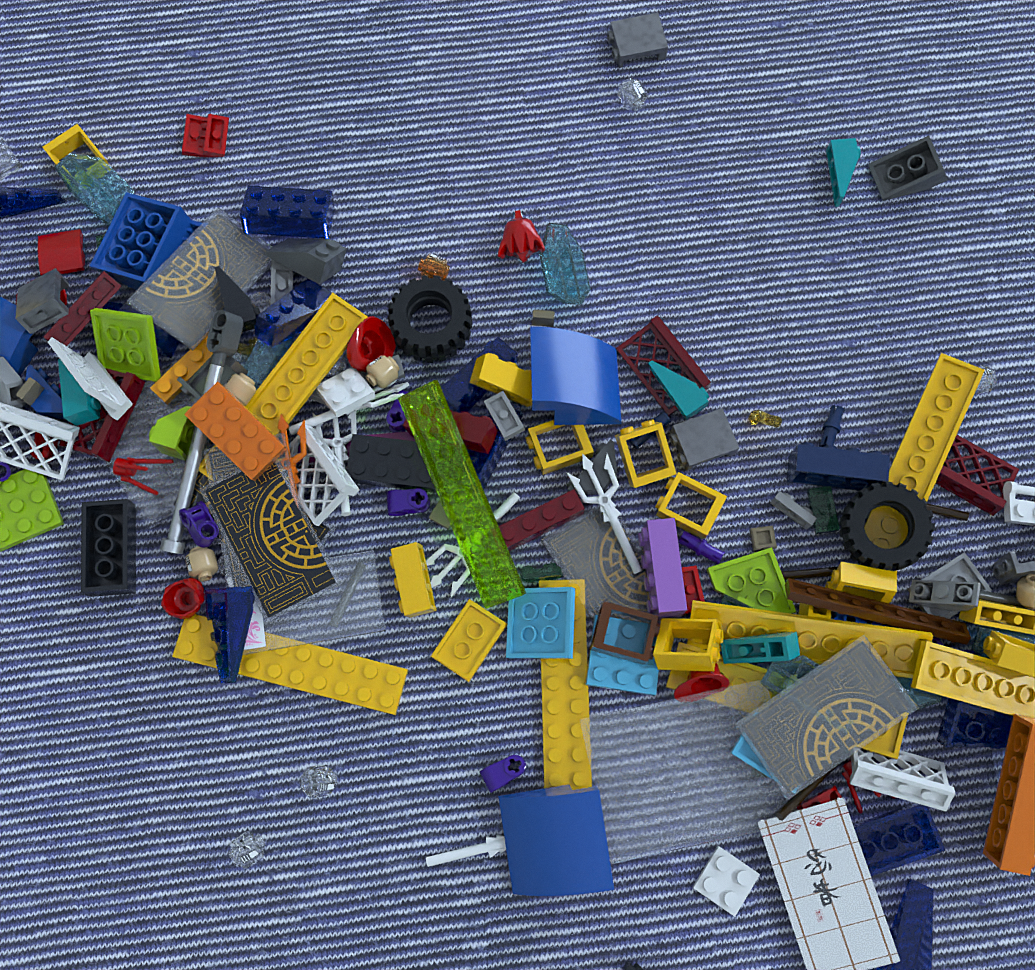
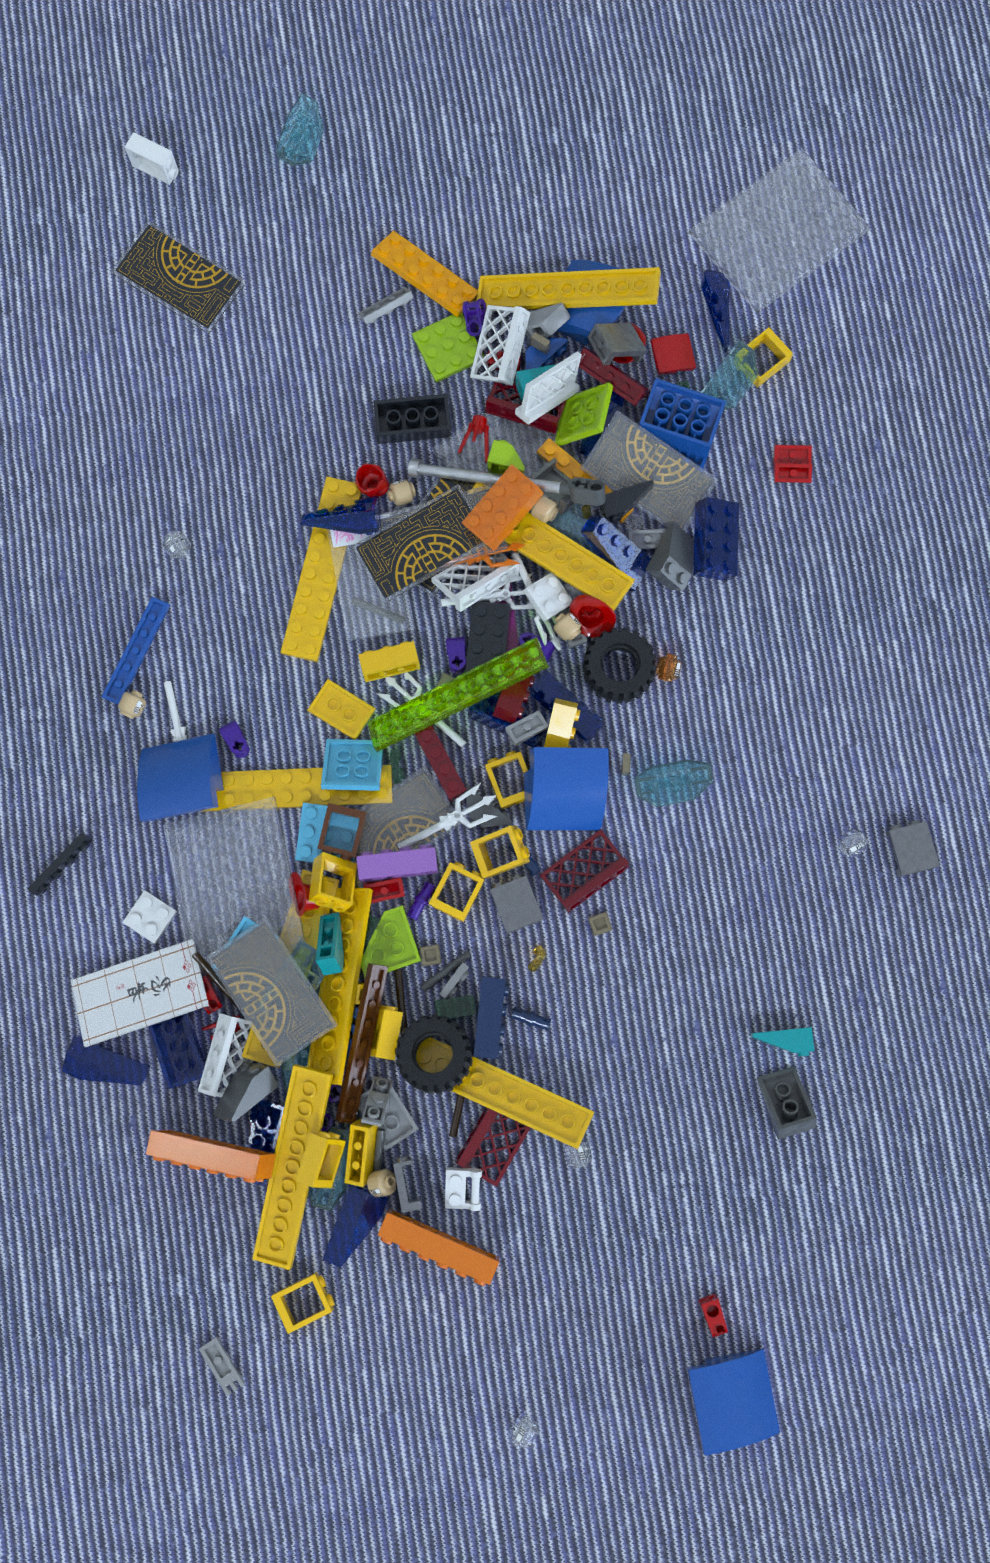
camera: 90 degrees right, 5 degrees up
(197, 520) = (432, 486): dark purple piece -> none
(318, 781) = (227, 595): clear head -> none
(384, 904) = (135, 650): none -> blue plate
(455, 907) = (132, 704): none -> tan head
(520, 239) = (698, 741): red piece -> none
(683, 392) = (555, 885): teal slope -> none
(722, 352) = (600, 924): none -> dark tan tile
(781, 522) = (445, 971): none -> dark grey bar
(944, 752) = (245, 1090): none -> dark grey slope

